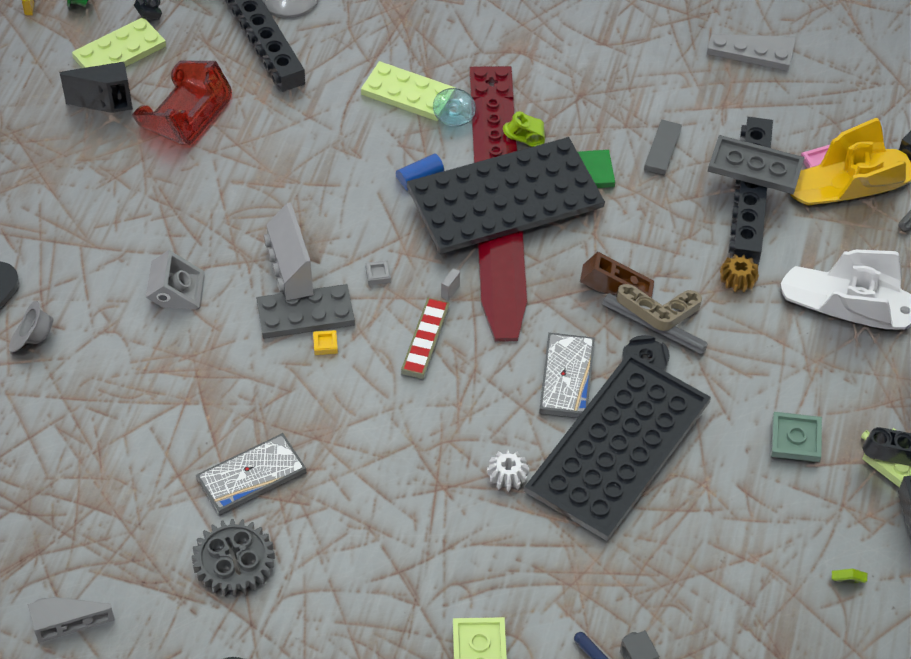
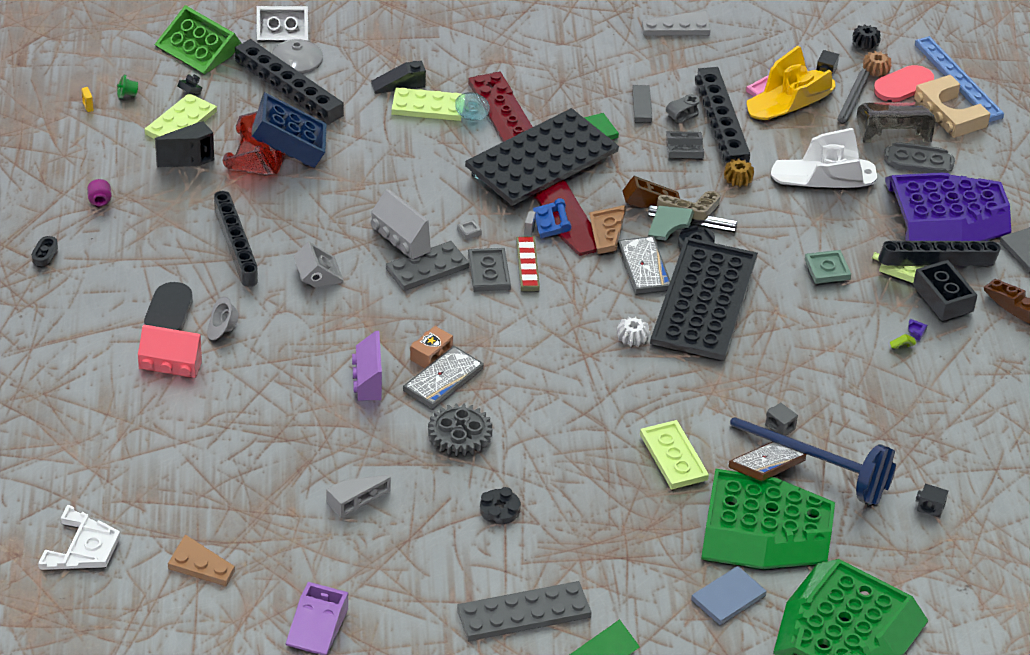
camera: 20 degrees left, 10 degrees down
(100, 222) = (236, 238): none -> black beam
(163, 442) = (368, 368): none -> medium lavender slope
(220, 94) = (289, 130): none -> dark blue slope
(252, 428) = (430, 346): none -> nougat brick
(325, 342) = (453, 282): yellow tile -> none
(376, 334) = (489, 269): none -> dark grey tile
(395, 49) = (407, 75): none -> black slope
(427, 166) = (469, 151): blue brick -> none
(473, 283) = (546, 221): none -> blue plate
(527, 129) = (534, 110): lime piece -> none
(540, 313) = (607, 227): none -> medium nougat wing
(620, 321) = (669, 220): none -> sand green tile
(690, 216) = (684, 144): none -> dark grey slope
(698, 168) = (683, 108): none -> dark grey piece
(756, 164) = (721, 96): dark grey plate -> none
(877, 559) = (916, 329): none -> dark purple tile

